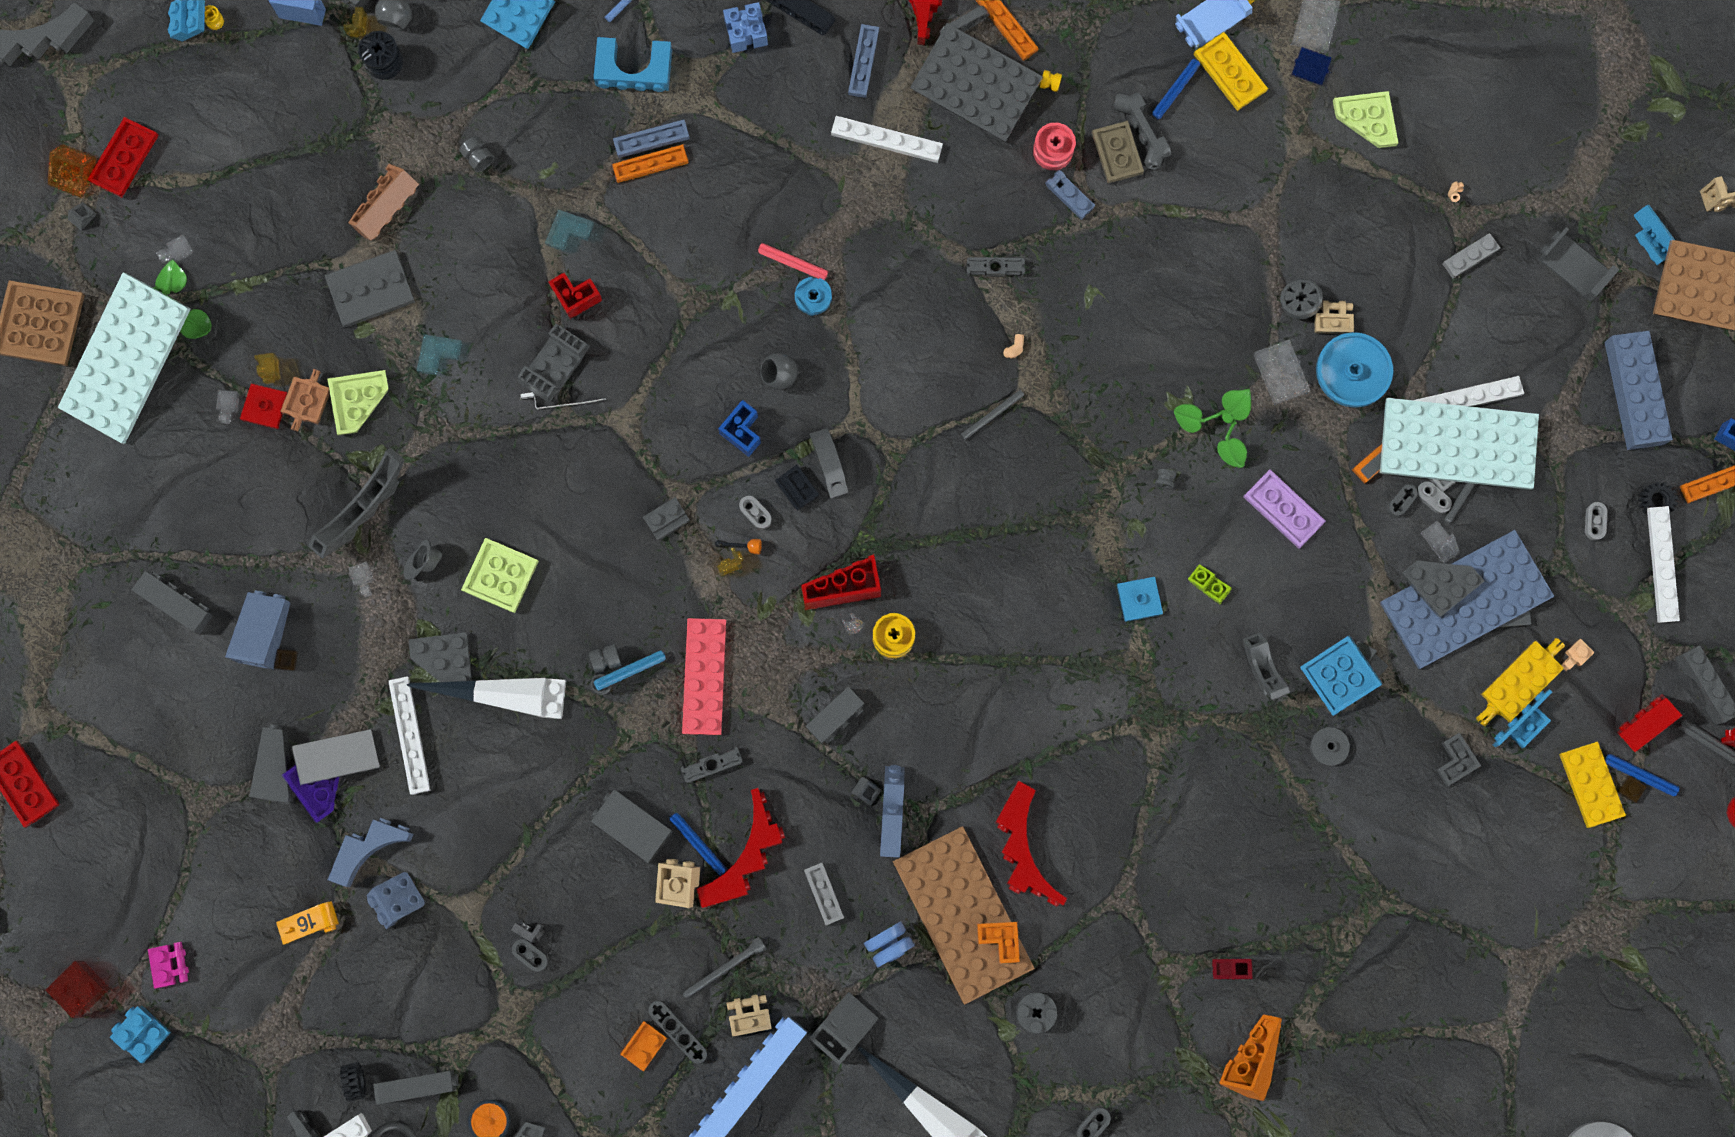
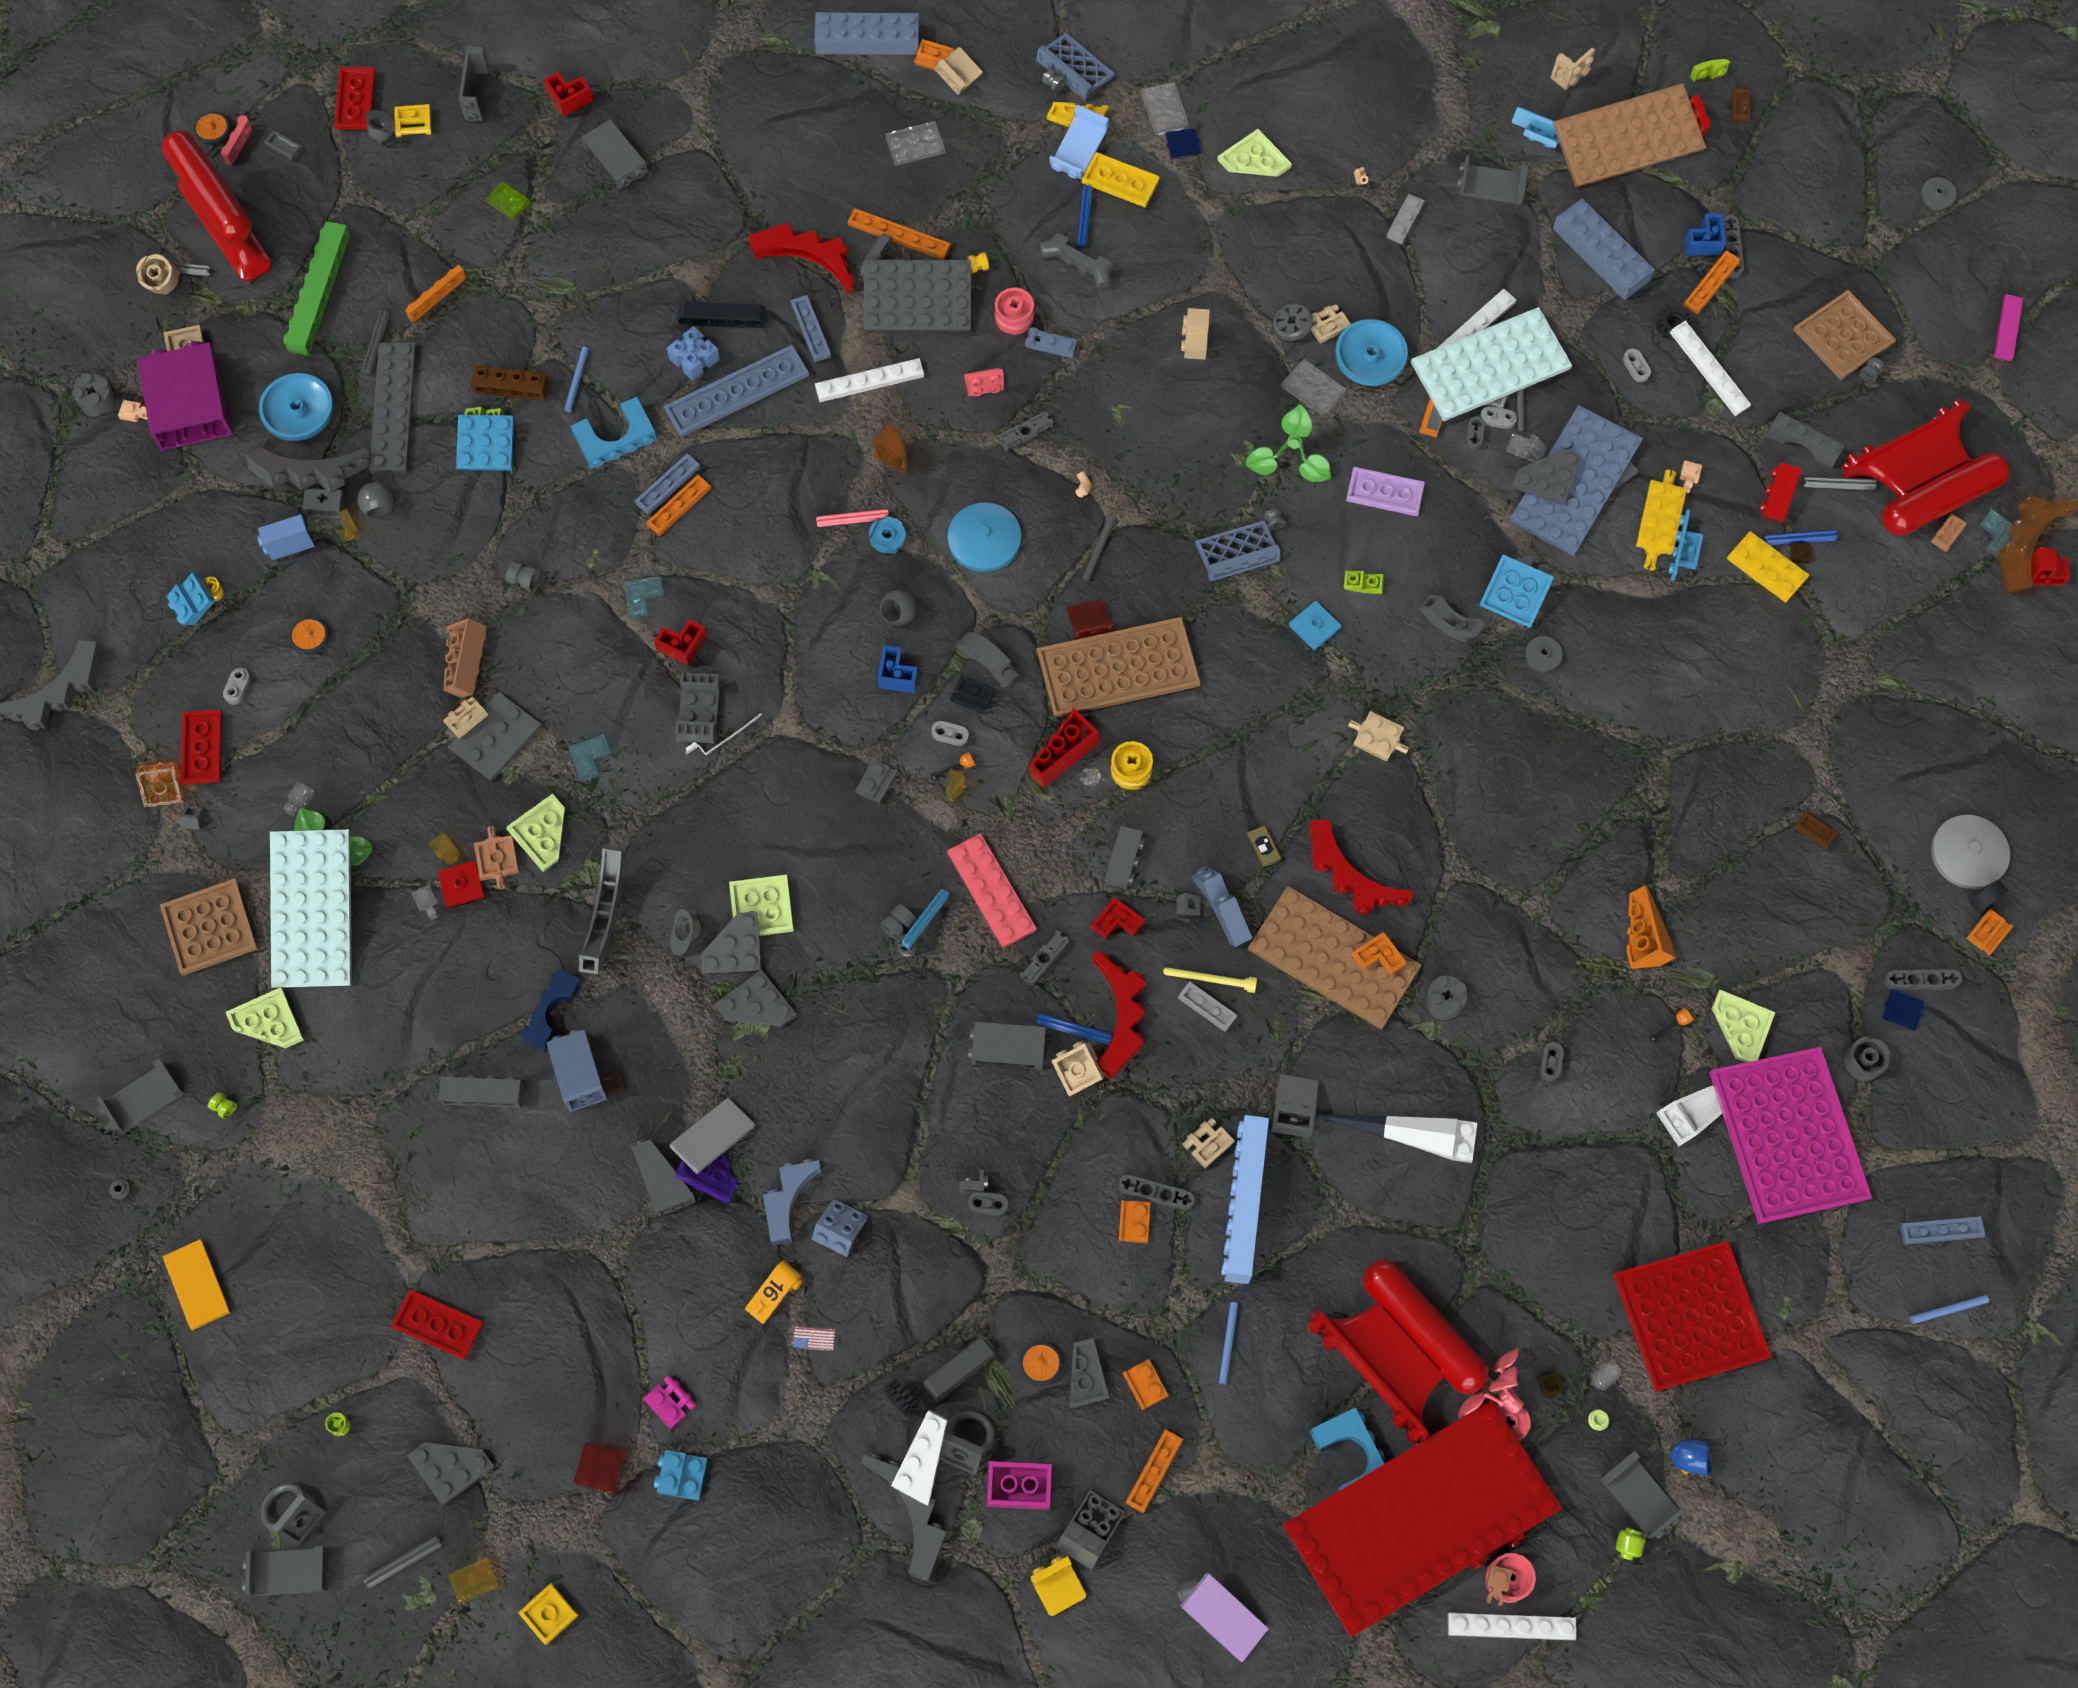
camera: 30 degrees left, 10 degrees down
(38, 434) = (267, 1019): none -> yellowish green plate
(184, 118) = (238, 685): none -> light grey plate
(251, 576) = (562, 989): none -> dark blue arch
(268, 105) = (308, 635): none -> orange wheel
(316, 982) = (813, 1338): none -> clear tile
(352, 257) = (465, 717): none -> tan plate
(361, 576) = (639, 976): clear plate -> none
(380, 55) = (386, 548): black wheel -> none
(409, 736) = (765, 1083): white plate -> none
(455, 599) = (735, 946): none -> dark grey plate
(529, 696) = (849, 991): white plate -> none
(755, 947) = (1178, 1082): dark grey piece -> none
(763, 84) = (736, 391): none -> sand blue plate
(797, 763) = (1117, 914): none -> red plate
(862, 215) = (890, 449): none -> clear orange slope
(871, 894) = (1249, 983): none -> light yellow piece
(889, 944) = (1287, 1010): medium blue wheel -> none
(897, 346) = (984, 537): none -> dark azure dish
(939, 537) = (1118, 667): none -> medium nougat plate
(941, 477) = (1089, 619): none -> clear red bracket
(965, 777) = (1263, 846): none -> tile
(986, 198) = (984, 382): none -> coral bracket
(1109, 502) = (1243, 561): none -> sand blue fence
(1117, 152) = (1069, 289): dark tan plate -> none
(1130, 736) = (1378, 736): none -> tan plate
(1207, 256) = (1195, 332): none -> tan brick
(1232, 969) = (1584, 868): dark red brick -> none
(1462, 760) = (1655, 605): dark grey plate -> none
(1471, 1058) = (1815, 830): none -> reddish brown plate

